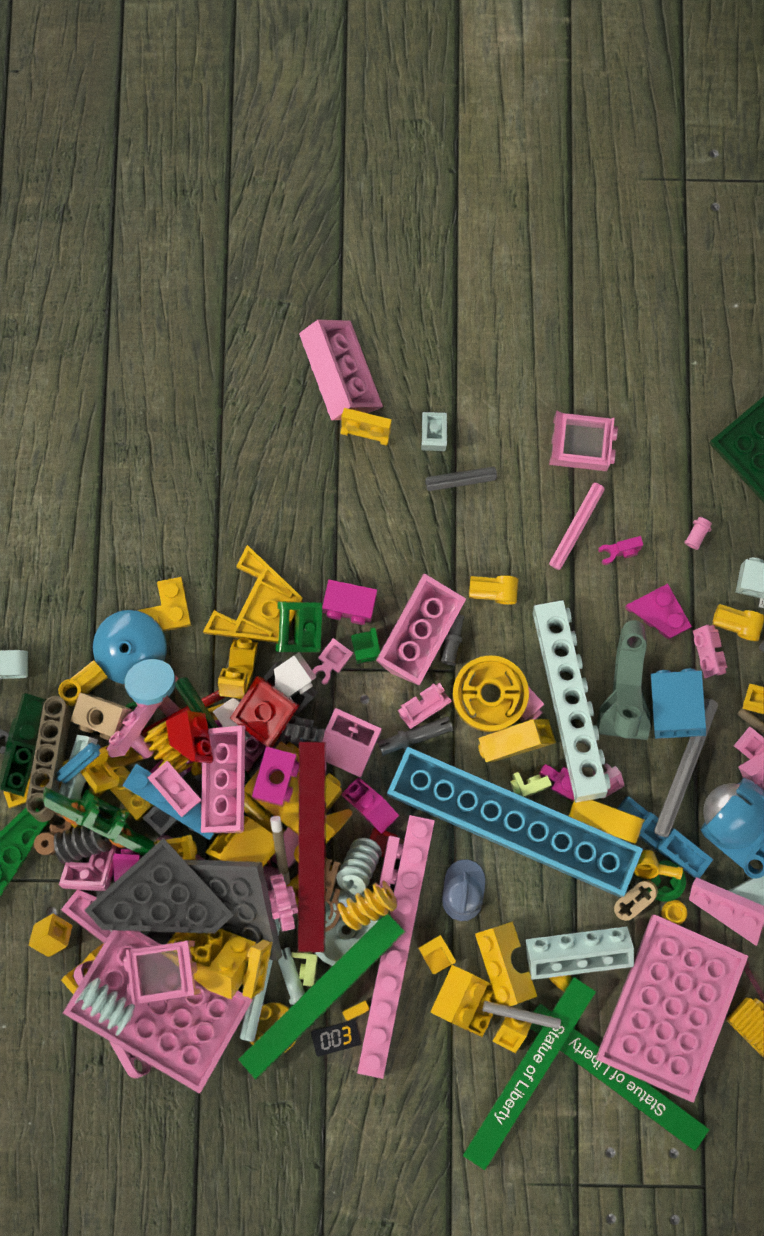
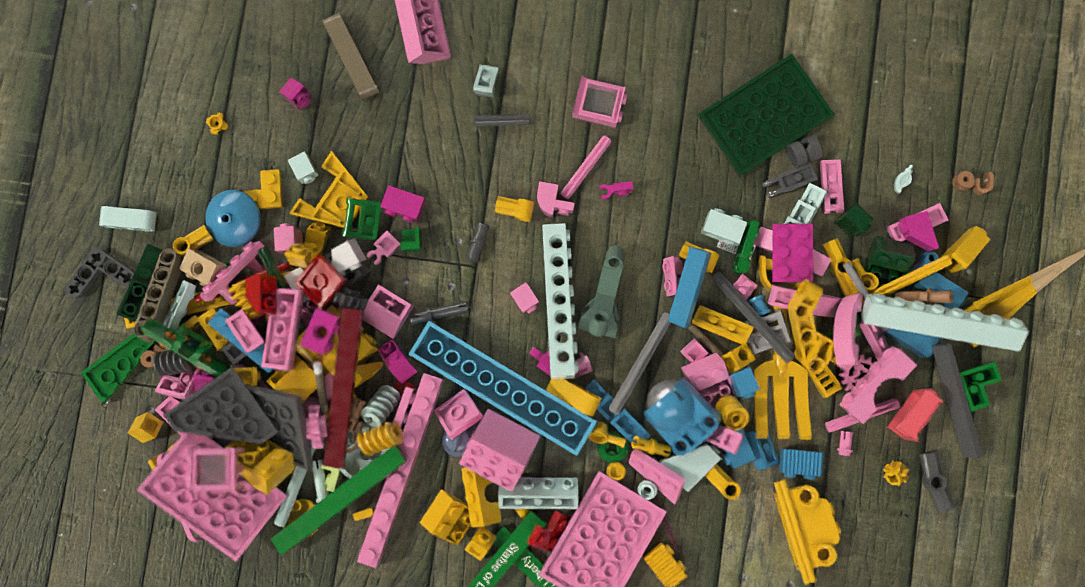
camera: 15 degrees right, 5 degrees up
(78, 763) = (175, 302): dark azure axle -> none
(84, 526) = (211, 121): none -> yellow plate
(100, 774) = (192, 310): yellow bracket -> none
(106, 1005) = (168, 489): light aqua piece -> none
(150, 681) = (240, 246): medium azure tile -> none
(191, 477) = (296, 94): none -> dark pink slope
(208, 664) = (286, 236): none -> bright pink brick
(214, 571) = (303, 168): none -> light aqua brick
(254, 421) = (350, 56): none -> dark tan beam
(257, 968) = (290, 474): yellow plate -> none
(335, 1038) = (348, 531): black sticker -> none
(366, 425) = (433, 70): yellow plate -> none
(416, 712) = (456, 287): bright pink hinge -> none
(420, 630) = (453, 232): bright pink slope -> none
(437, 954) = (431, 479): yellow panel -> none
(460, 863) = (458, 414): none -> bright pink tile
(490, 715) = (497, 305): yellow piece -> none
(516, 740) = (515, 326): yellow slope -> none
(521, 1015) = (486, 534): light grey bar -> none
(524, 902) = (499, 450): none -> bright pink container
(534, 785) = (523, 361): yellowish green bracket -> none
(536, 578) = (547, 200): none -> bright pink brick
(601, 1008) = (548, 537): none -> red plate
(632, 895) = (585, 455): tan beam -> none
(661, 611) = (640, 241): dark pink wing -> none
(678, 704) = (641, 314): dark azure brick -> none
(696, 536) = (678, 184): bright pink pin -> none
(716, 873) = (651, 446): none -> yellow pin
(720, 938) = (643, 493): none -> light aqua plate
(734, 661) = (689, 287): none -> dark azure brick

